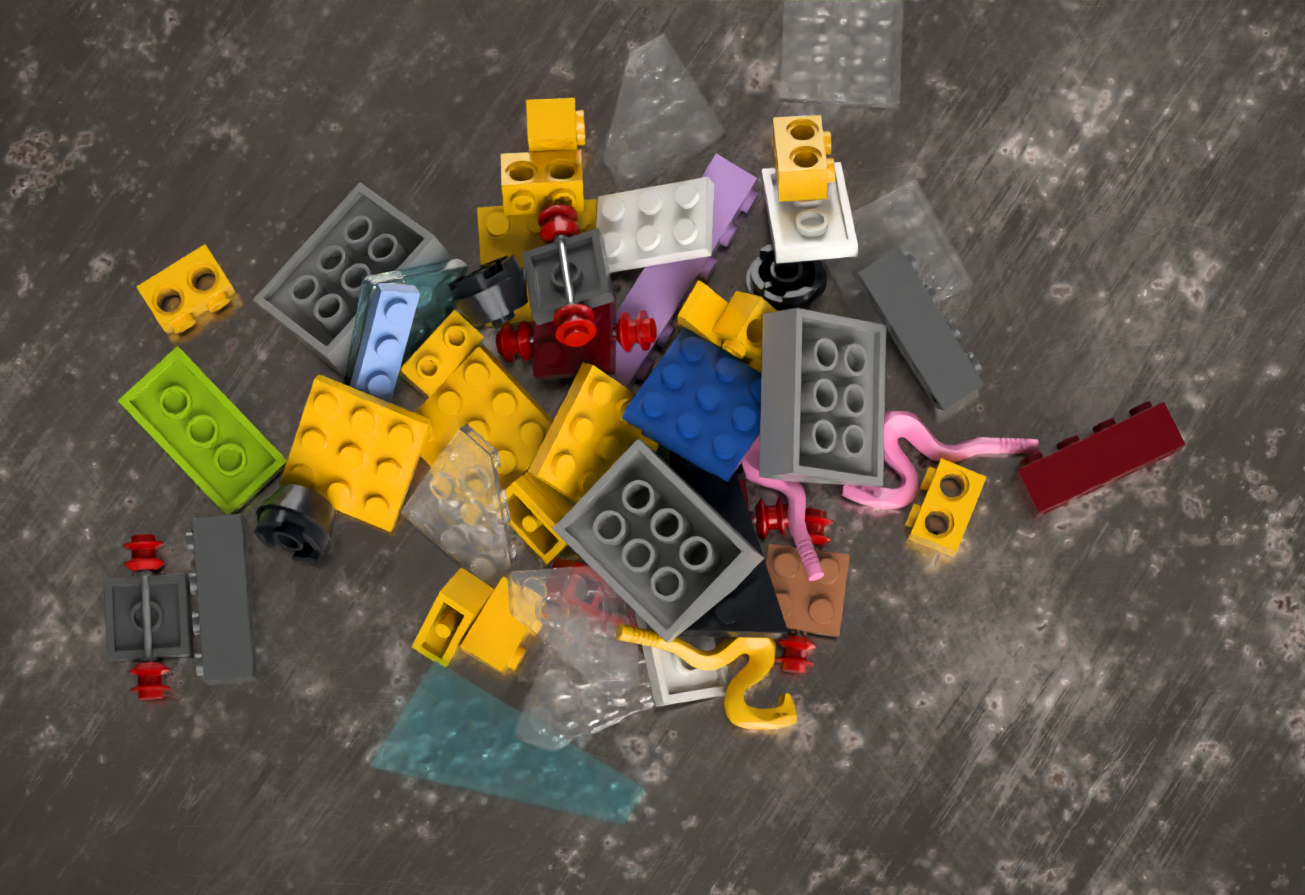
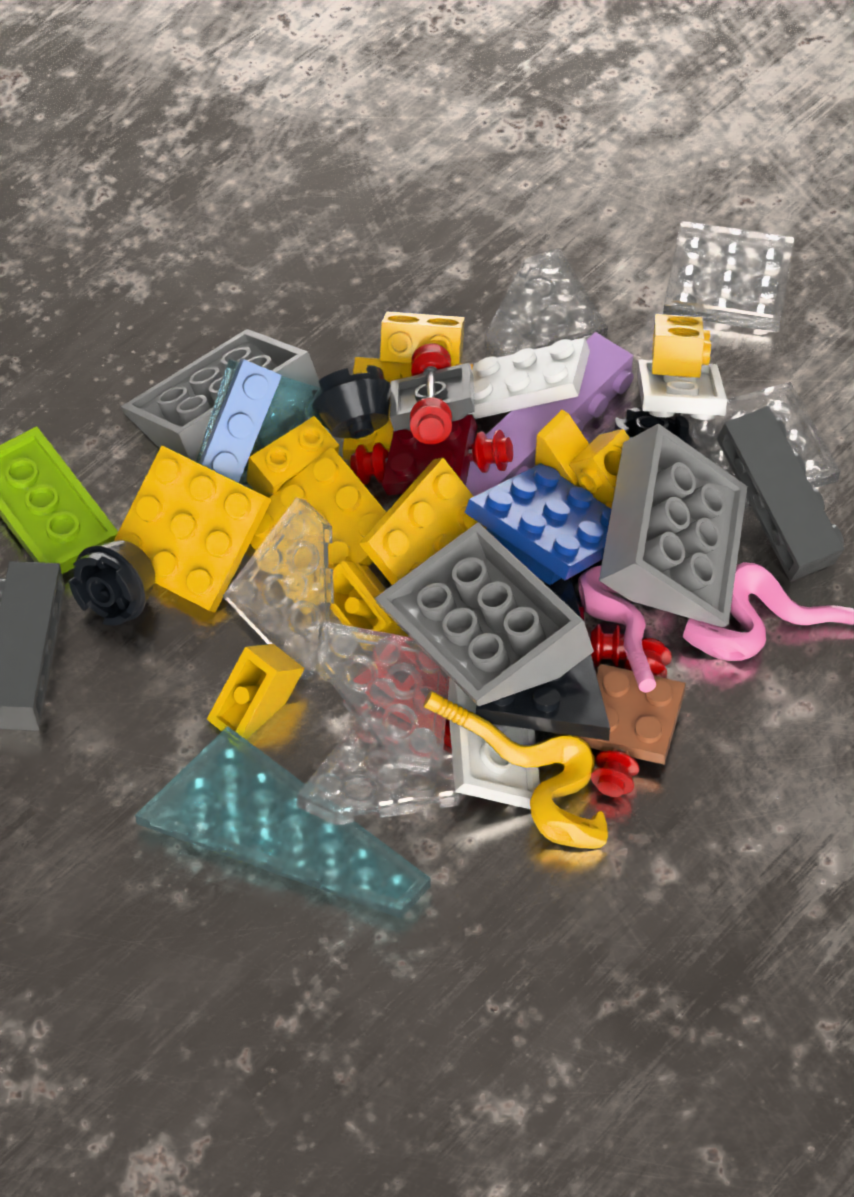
camera: 10 degrees right, 25 degrees down
(181, 280) = (58, 385): yellow brick -> none
(496, 634) = (301, 711): yellow brick -> none
(554, 125) = (442, 286): yellow brick -> none
(953, 510) = (797, 662): yellow brick -> none

